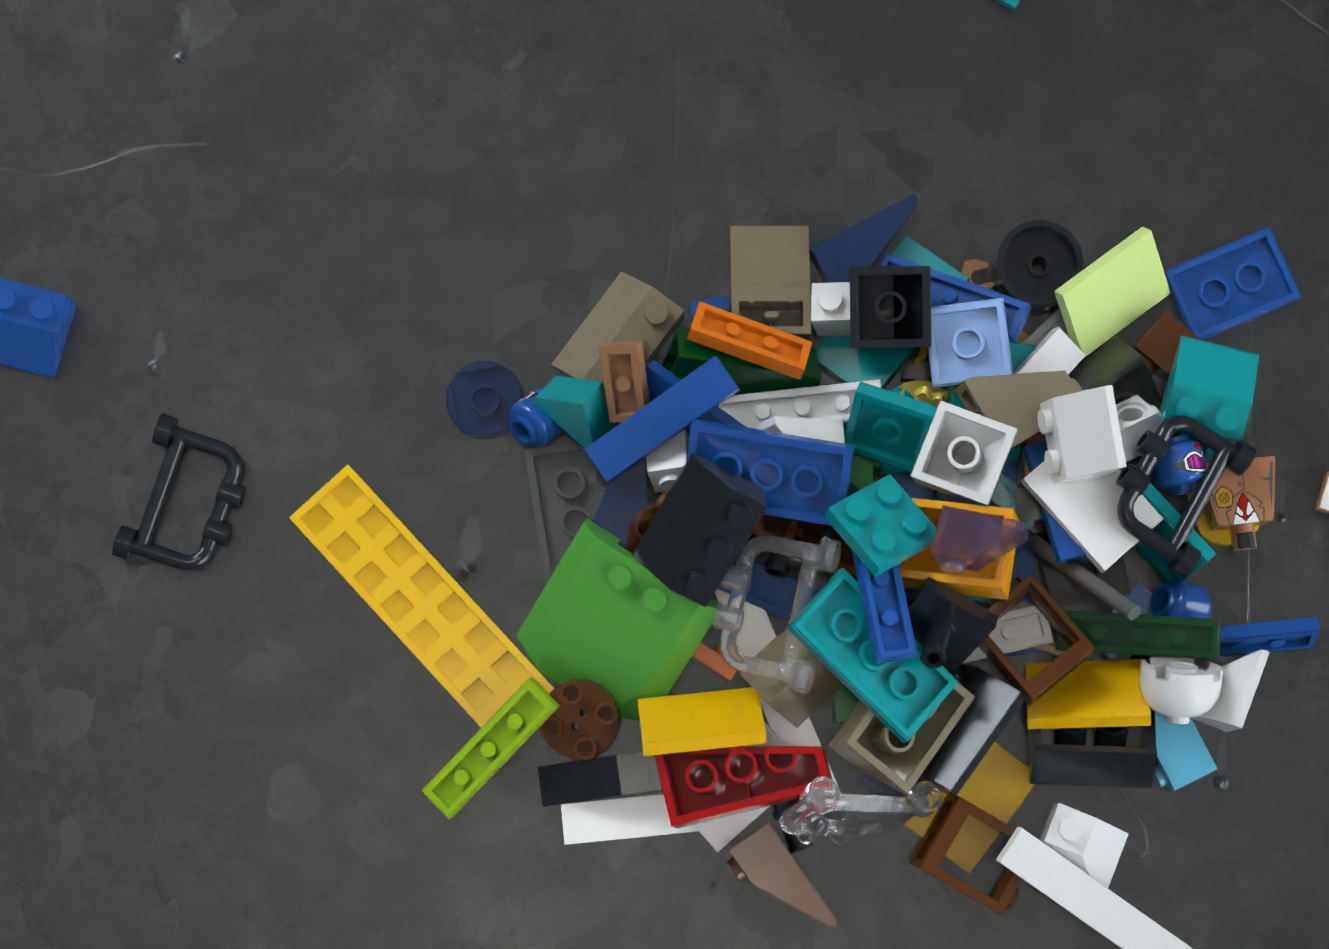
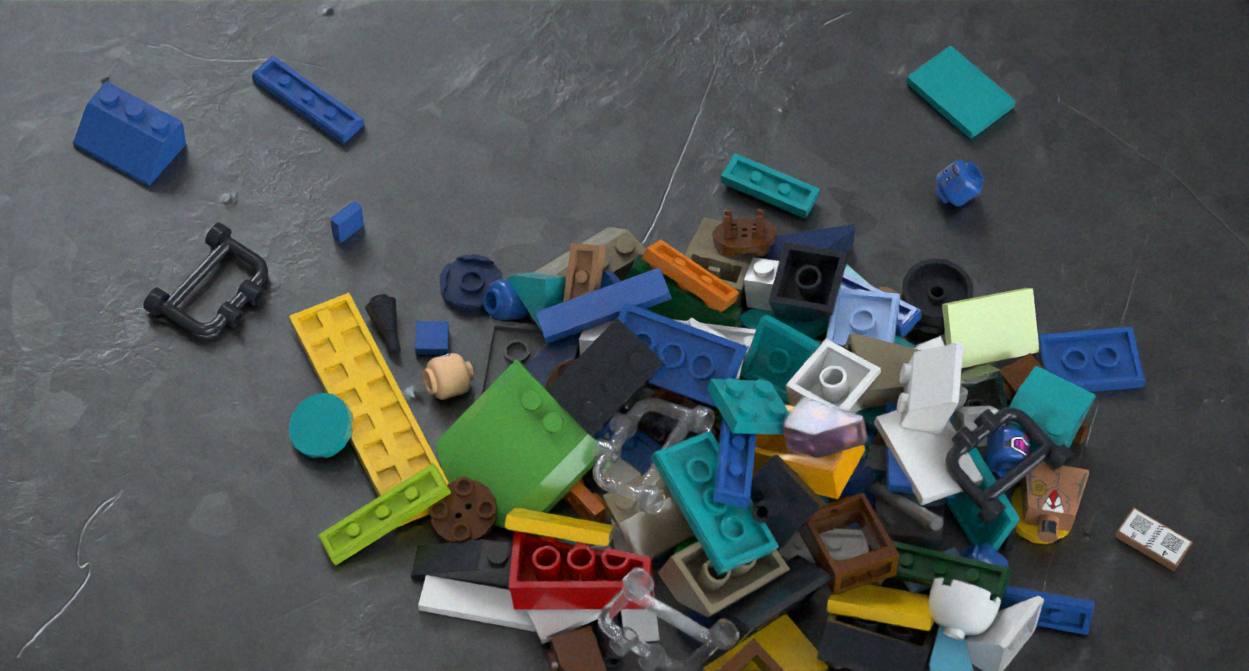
camera: 15 degrees right, 25 degrees down
(201, 198) = (308, 99): none -> blue tile
(311, 365) = (347, 222): none -> blue tile
(377, 652) = (321, 425): none -> teal tile
(398, 479) = (384, 316): none -> black cone
(463, 489) = (431, 337): none -> blue tile
(501, 541) = (448, 376): none -> light nougat head
(775, 260) = (744, 235): none -> reddish brown plate
(796, 158) = (770, 185): none -> teal plate
(1020, 90) = (959, 182): none -> blue head

